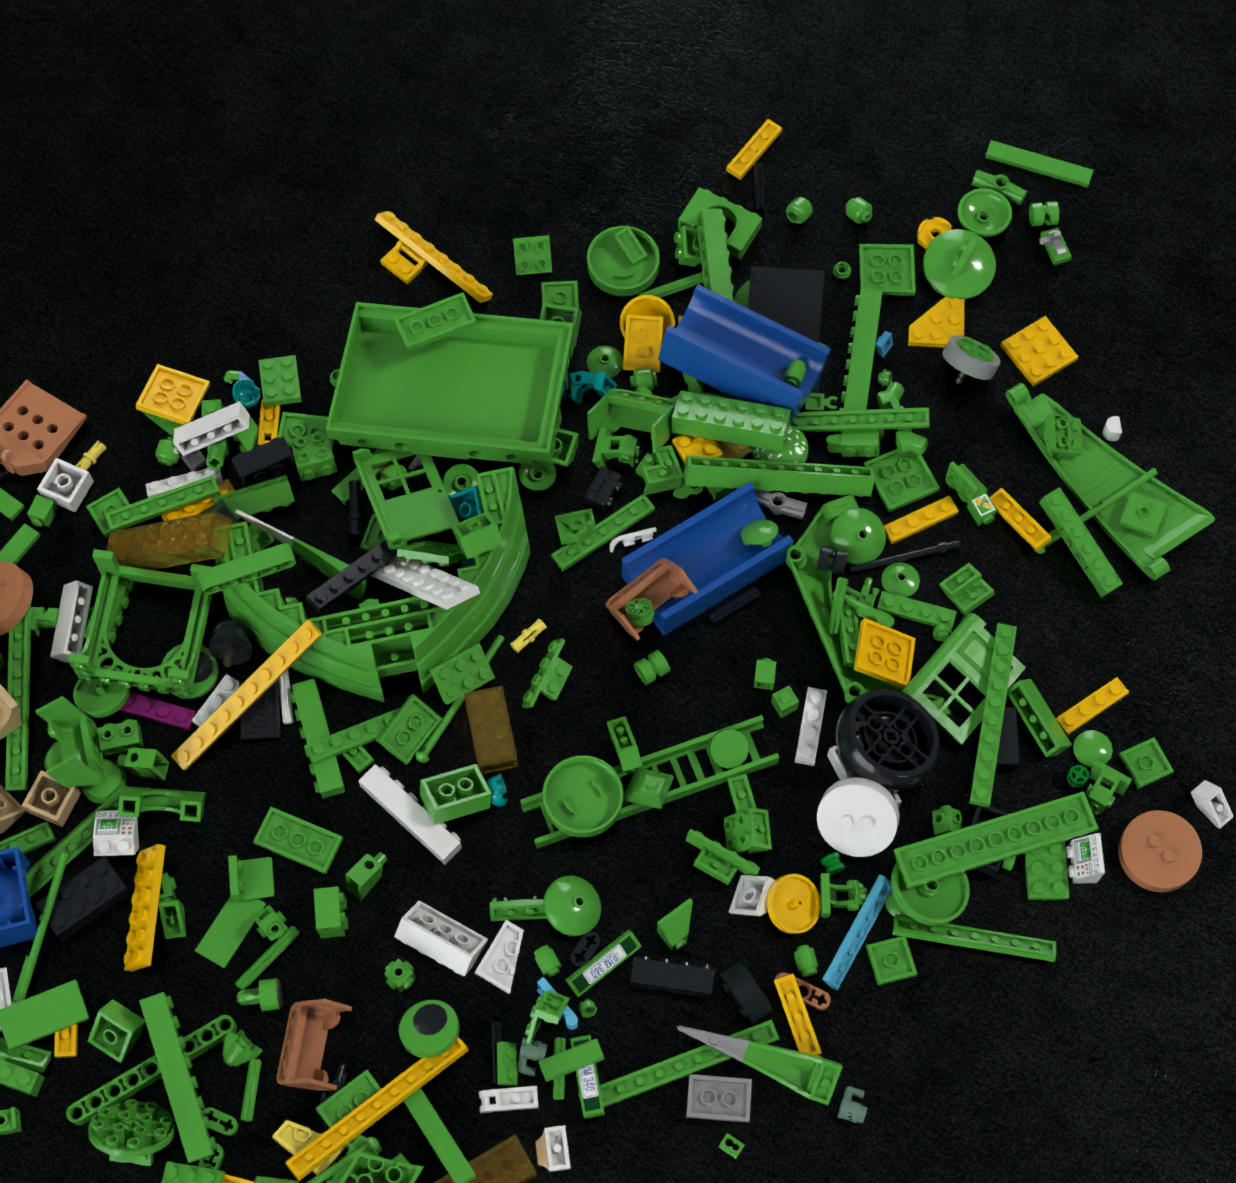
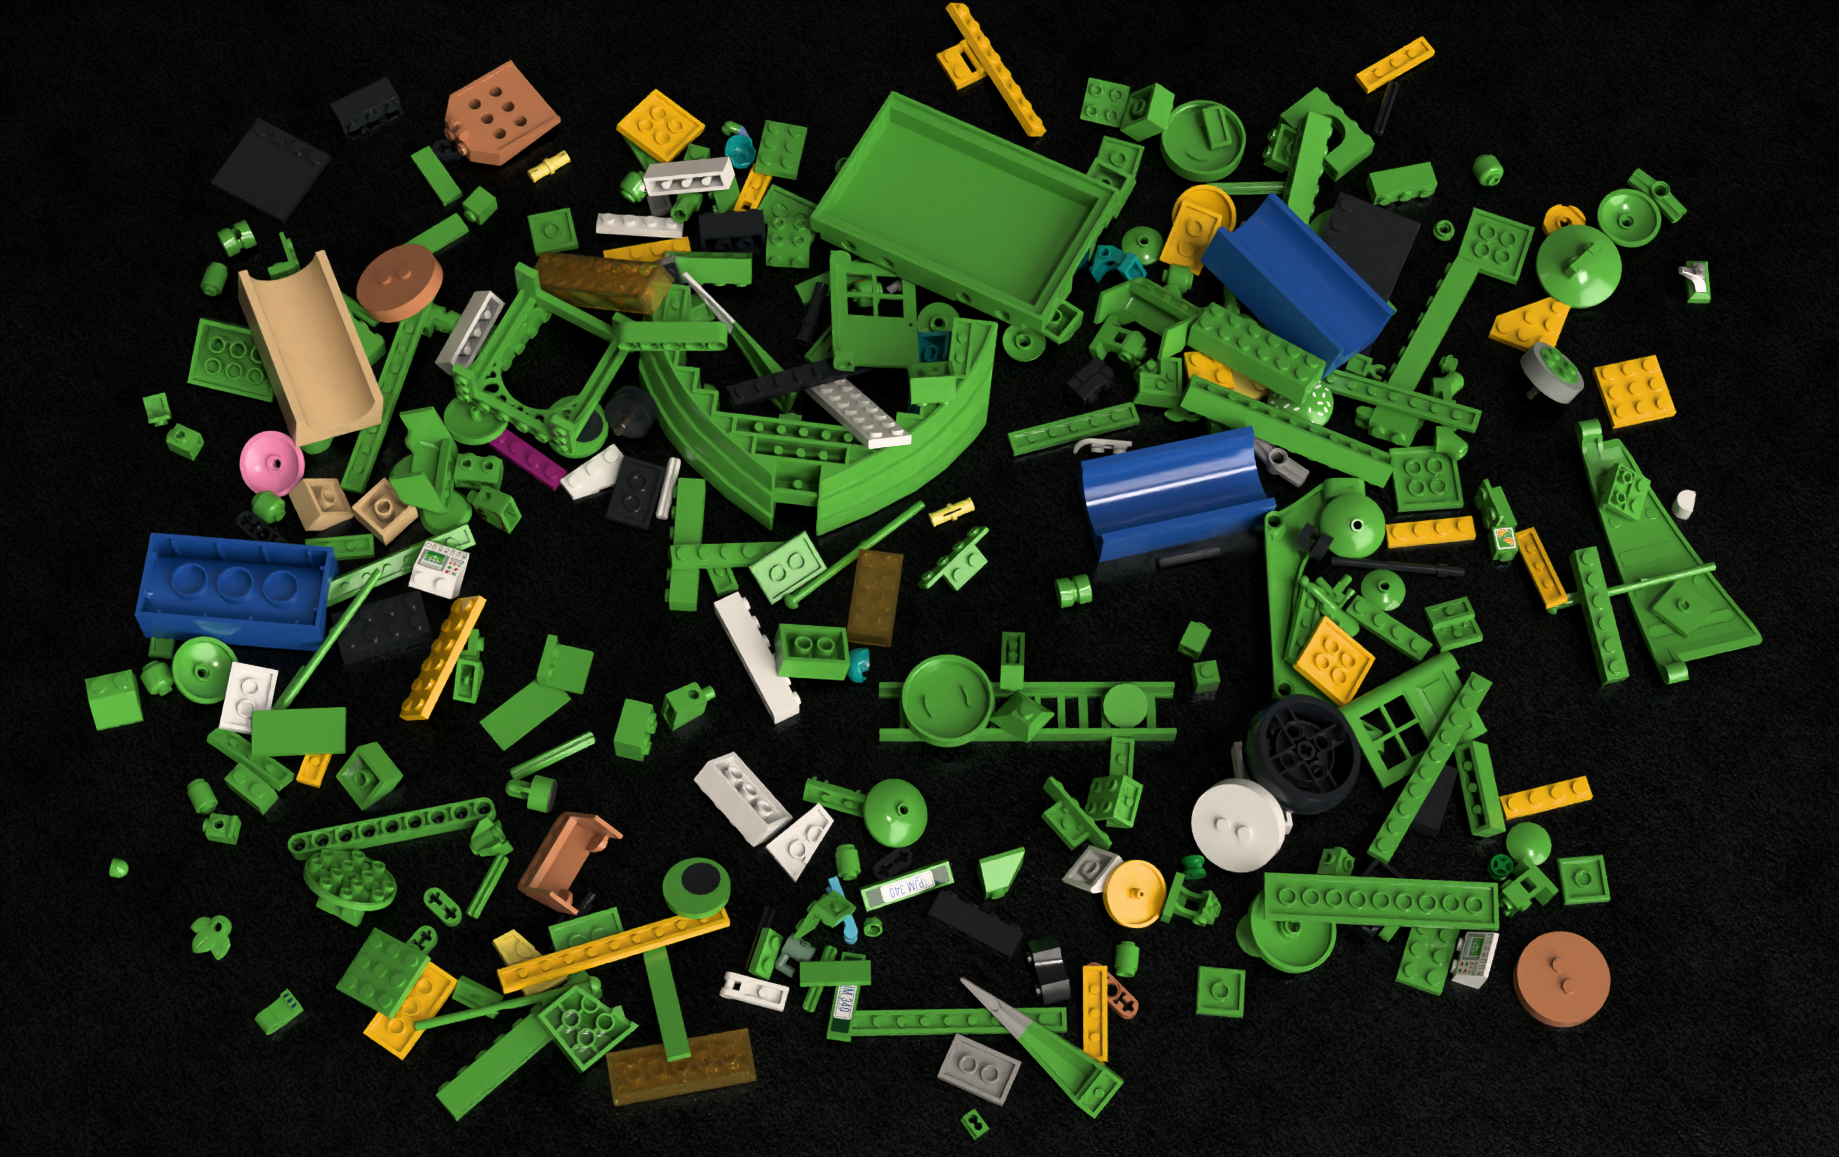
camera: 15 degrees right, 0 degrees up
(65, 484) = (513, 186): white brick -> none
(162, 503) = (609, 239): bright green plate -> none
(177, 1077) = (415, 844): bright green brick -> none
(186, 803) = (474, 543): bright green arch -> none
(246, 694) = (627, 470): yellow plate -> none
(270, 923) = (568, 720): bright green brick -> none
(298, 840) = (628, 644): bright green plate -> none
(400, 982) = (688, 828): bright green brick -> none
(431, 552) = (878, 386): bright green plate -> none
(435, 321) = (970, 139): bright green plate -> none
(462, 673) = (865, 527): bright green plate -> none
(553, 1149) = (783, 1059): white slope -> none
(570, 252) = (1147, 112): none -> bright green brick
(574, 525) = (1044, 411): bright green plate -> none
(640, 614) = (1079, 527): bright green wheel -> none
(656, 584) = (1096, 509): nougat windscreen -> none
(759, 533) = (1243, 485): bright green dish -> none
(794, 243) = (1401, 183): none -> bright green brick
(795, 373) = (1346, 325): bright green brick -> none
(799, 210) = (1420, 148): bright green head -> none
(810, 726) = (1224, 713): white plate -> none
(837, 605) = (1300, 592): bright green axle -> none
(852, 1110) = (1117, 1132): sand green piece -> none
(858, 932) = (1194, 949): medium azure tile -> none
(884, 343) = (1460, 326): dark azure plate -> none
(941, 632) = (1407, 661): bright green plate -> none
(976, 938) = (1321, 1001): bright green tile -> none
(1039, 163) = (1713, 184): bright green tile -> none
(1044, 213) = (1696, 241): bright green wheel -> none
(1212, 803) = (1640, 948): white slope -> none

